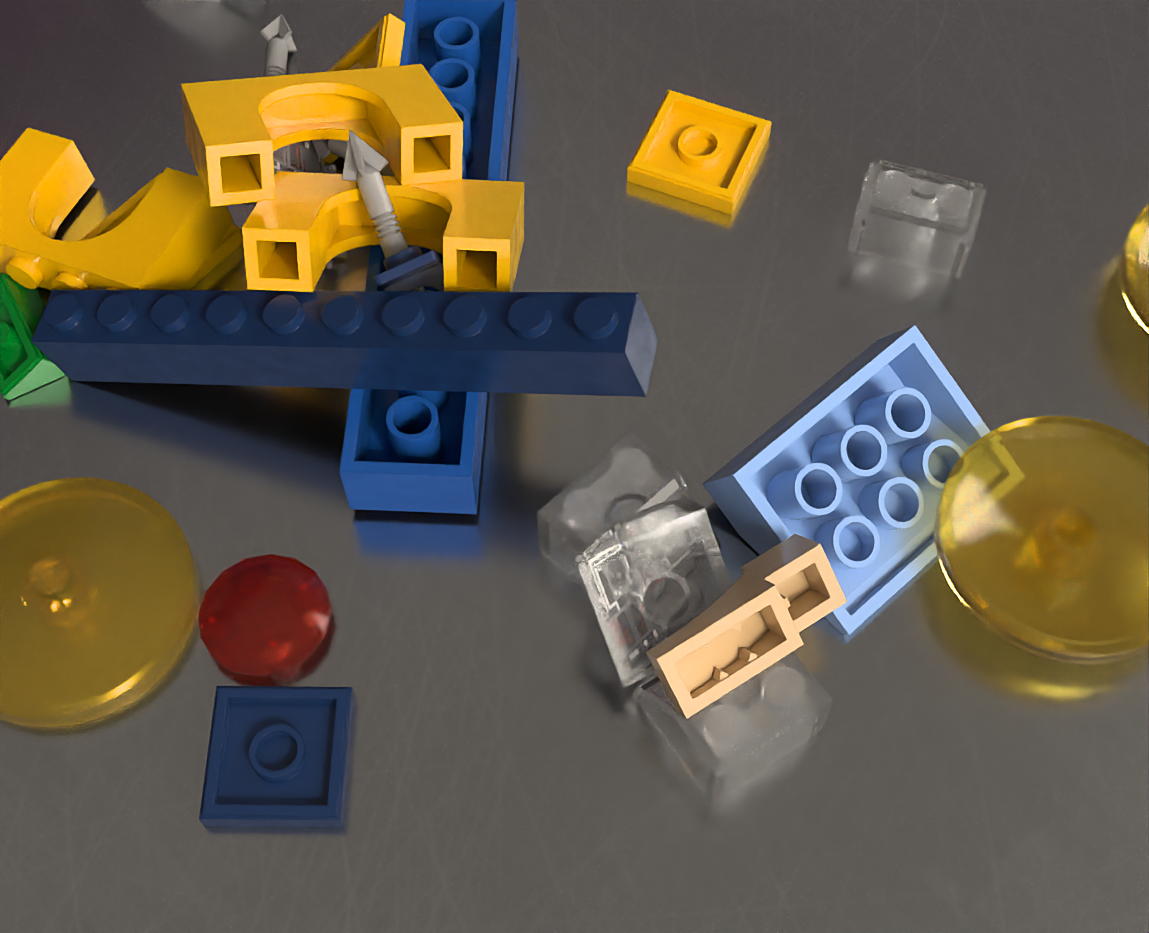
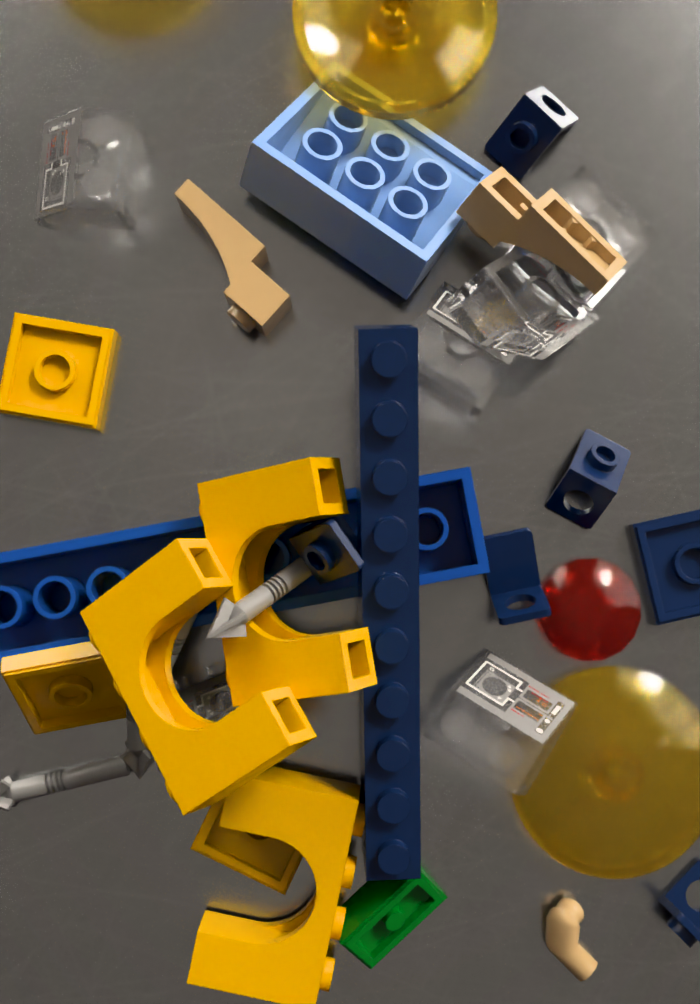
camera: 105 degrees left, 25 degrees up
(164, 467) = (501, 722): none -> clear slope
(332, 535) = (514, 576): none -> dark blue bracket
(432, 653) = (594, 470): none -> dark blue bracket
(788, 325) = (251, 294): none -> tan slope
(904, 677) = (529, 131): none -> dark blue bracket

